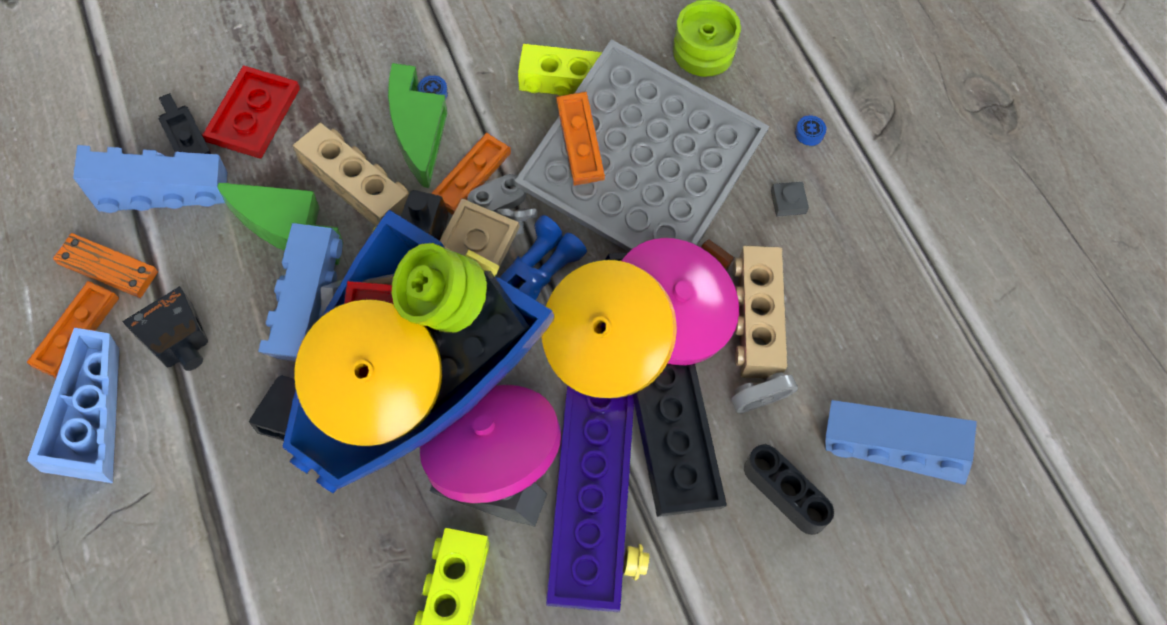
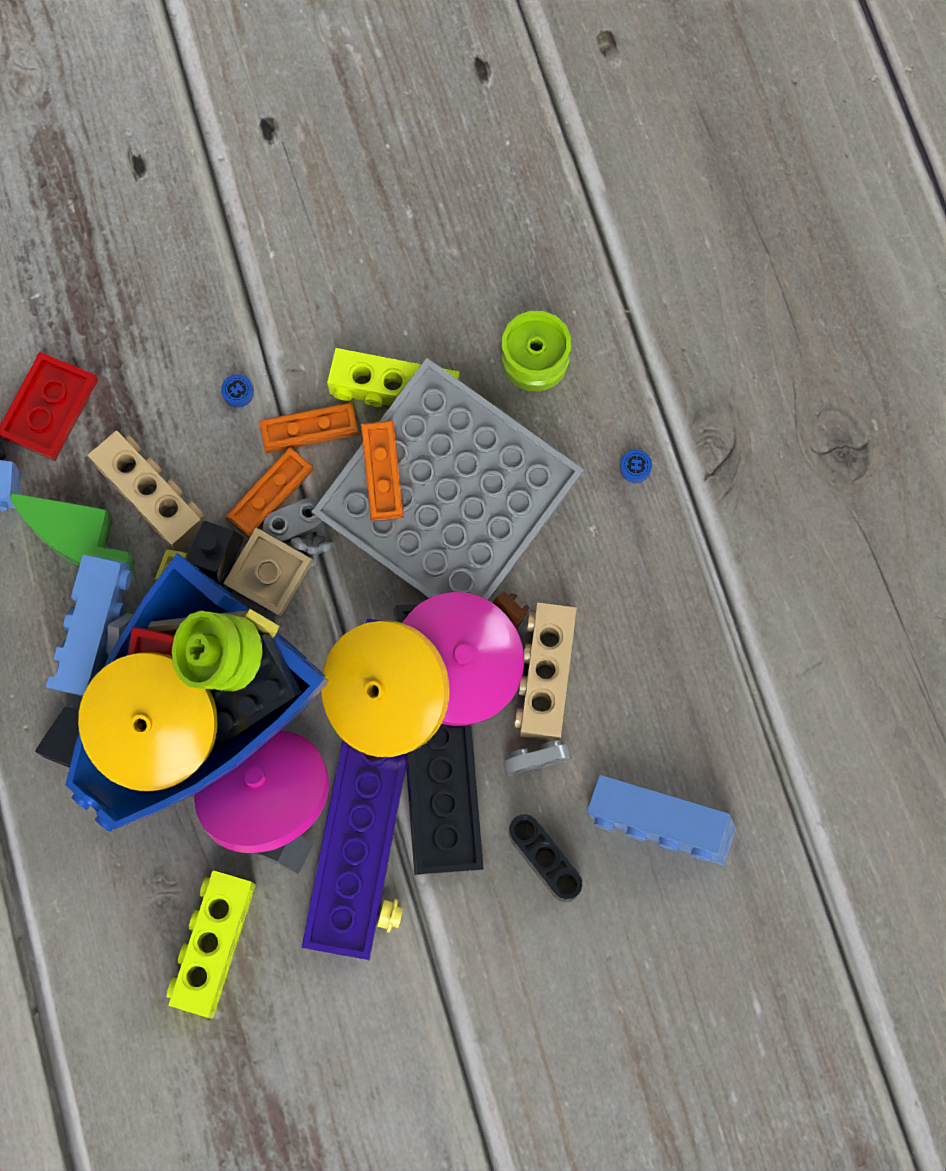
camera: 10 degrees right, 10 degrees up
(416, 120) = (216, 429): bright green slope -> none
(502, 117) = (309, 427): none -> orange tile
(548, 235) = (323, 620): blue piece -> none
(789, 199) = (600, 545): dark grey plate -> none

